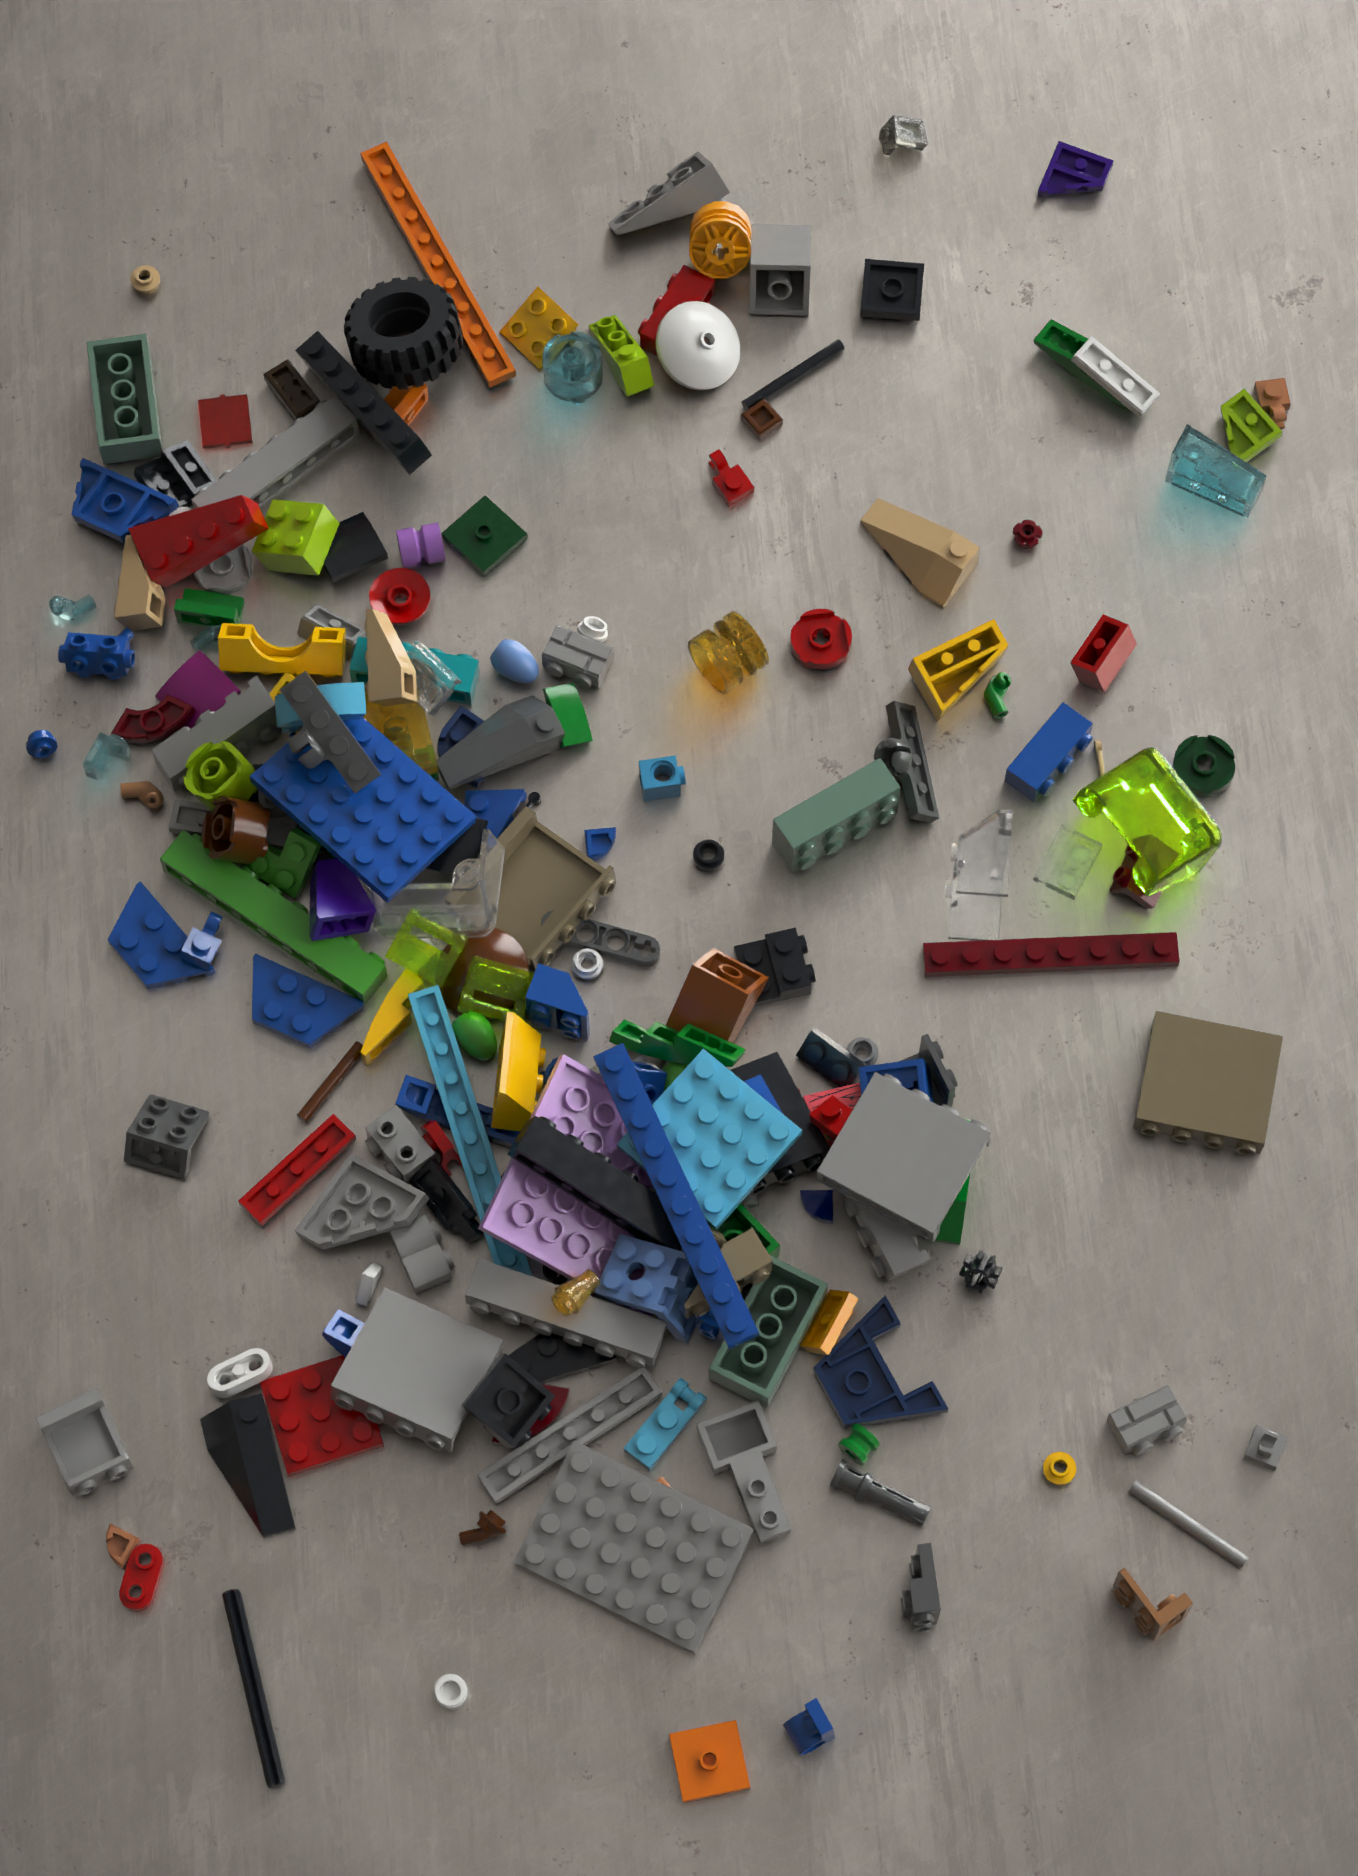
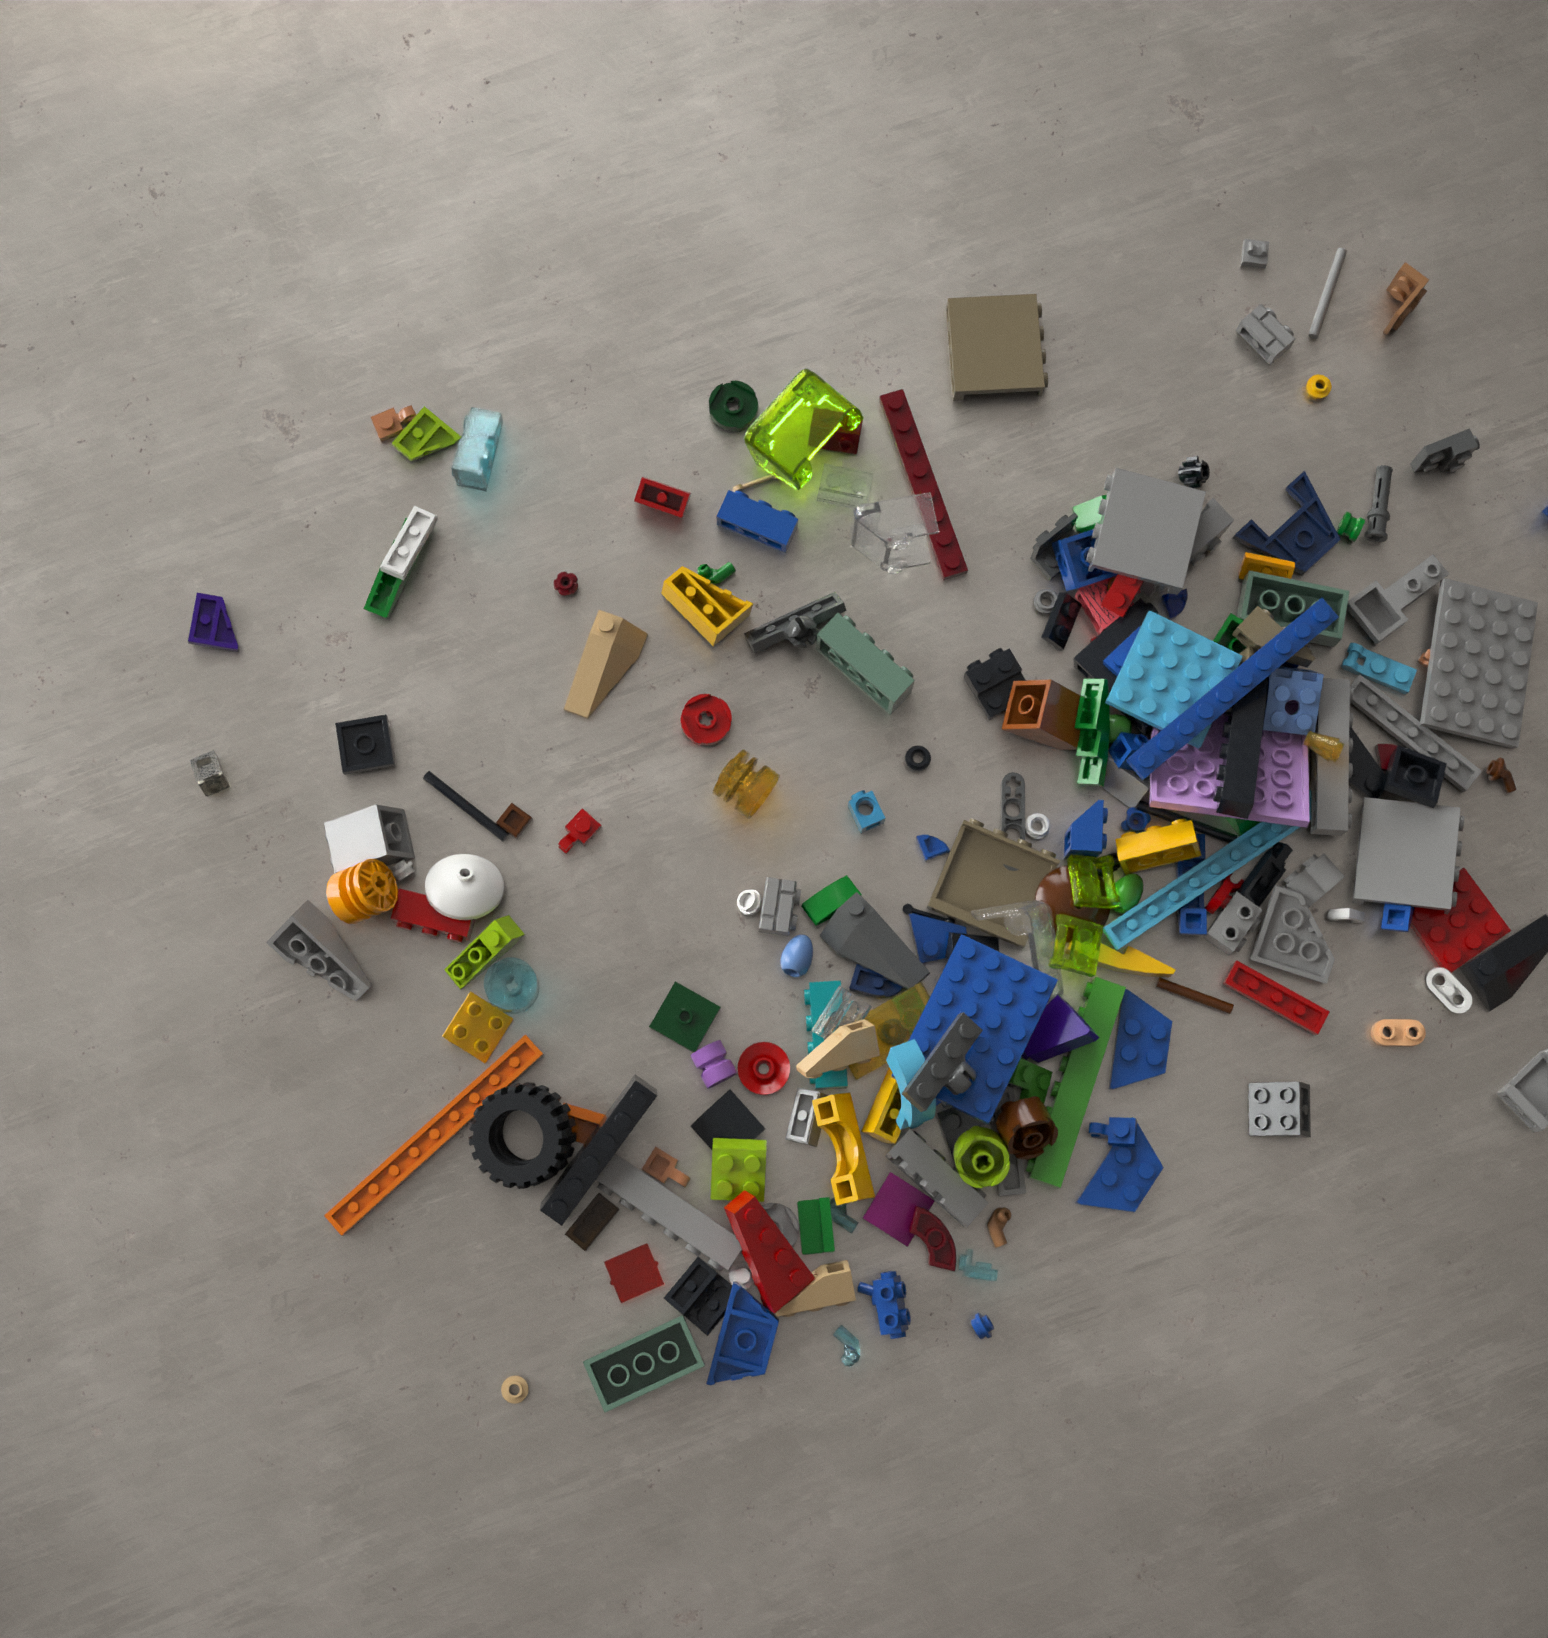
camera: 110 degrees left, 10 degrees up
(210, 1299) = (1399, 1033): none -> light nougat plate
(326, 471) = (662, 1166): none -> nougat plate
(737, 294) = (402, 870): none -> white plate

